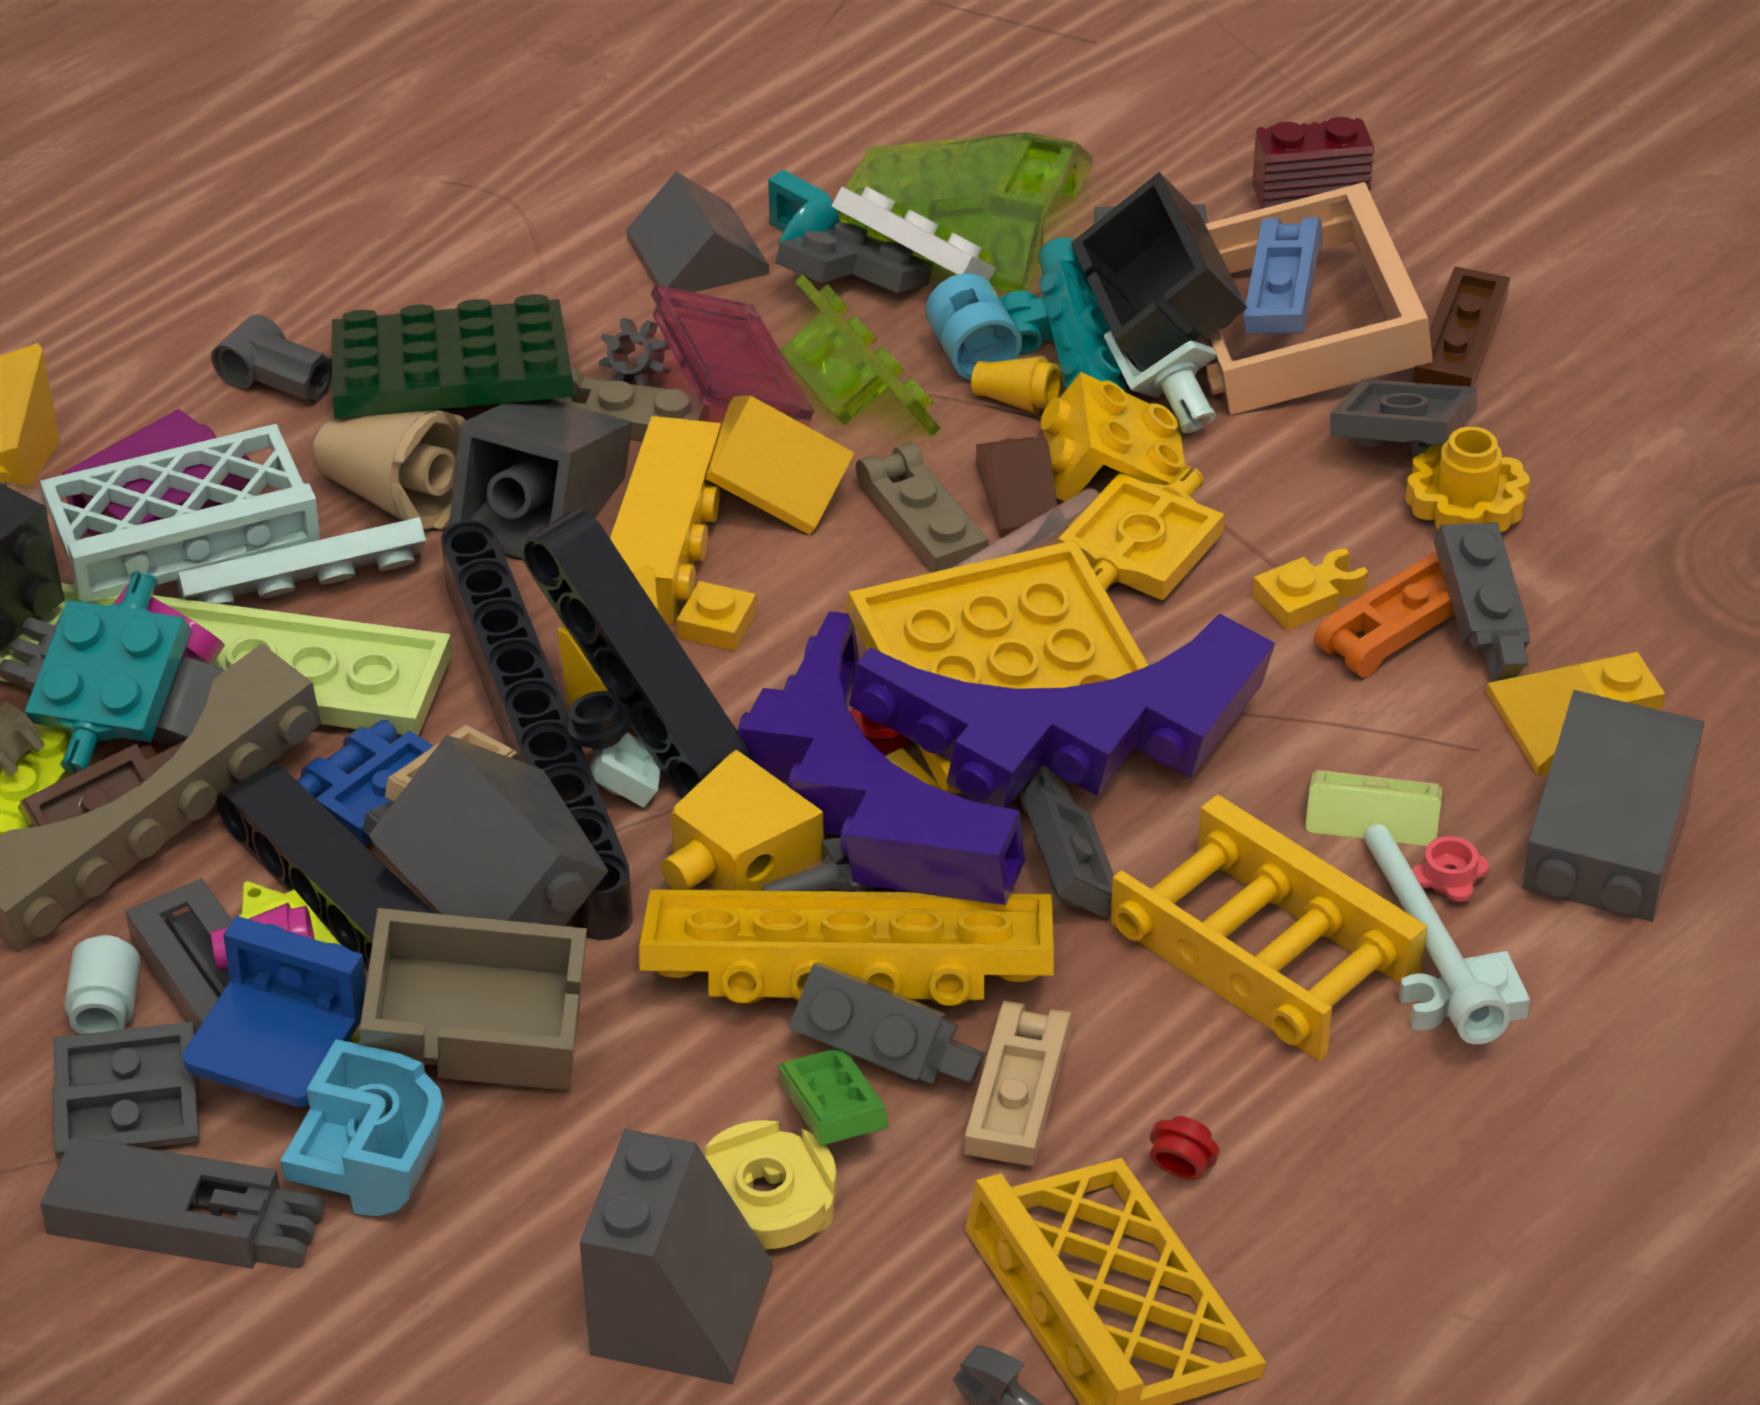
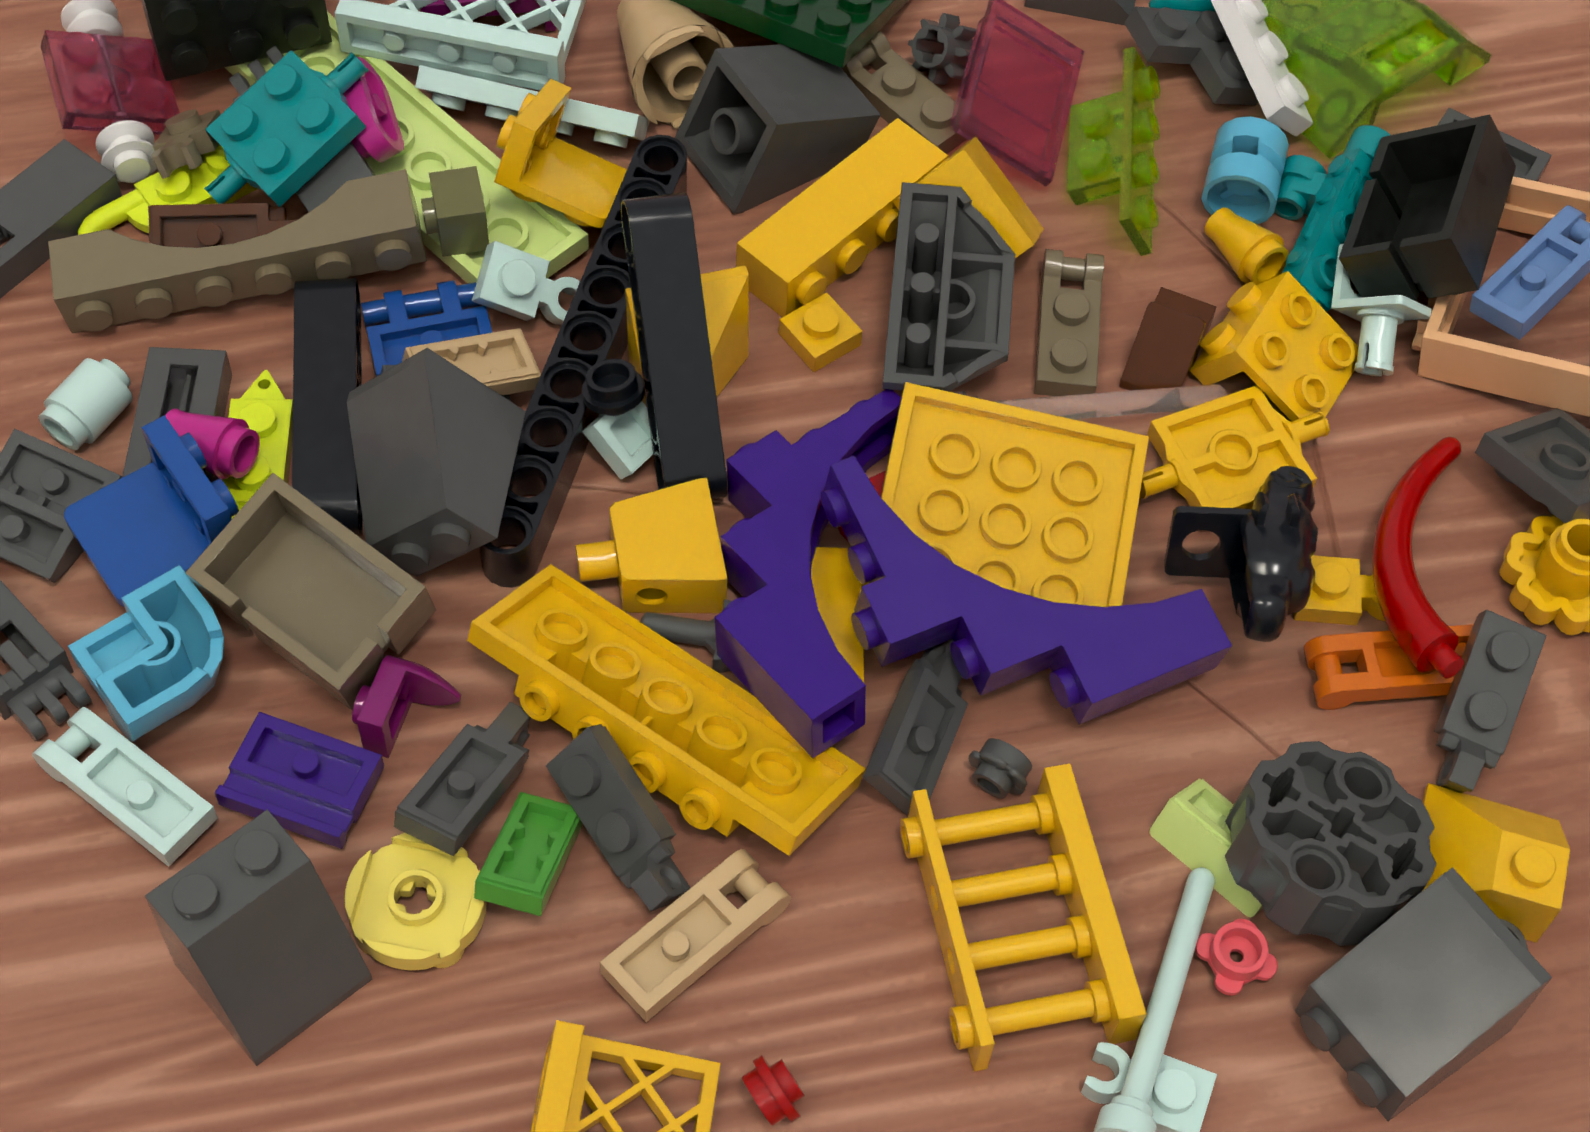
camera: 30 degrees right, 15 degrees up
(331, 659) = (456, 211): none -> olive plate
(374, 602) = (551, 170): none -> yellow bracket
(422, 1243) = (127, 786): none -> light aqua plate
(427, 700) = (518, 284): none -> light aqua plate
(564, 1154) = (302, 778): none -> dark purple plate
(606, 1043) = (385, 704): none -> magenta plate
(735, 1071) = (466, 781): none -> dark grey hinge
(806, 522) = (946, 291): none -> dark grey wedge
(1156, 840) = (1000, 768): none -> dark grey plate
(1233, 573) = (1258, 549): none -> black piece
(1372, 560) = (1405, 607): none -> red animal
(1457, 747) = (1329, 842): none -> dark grey connector

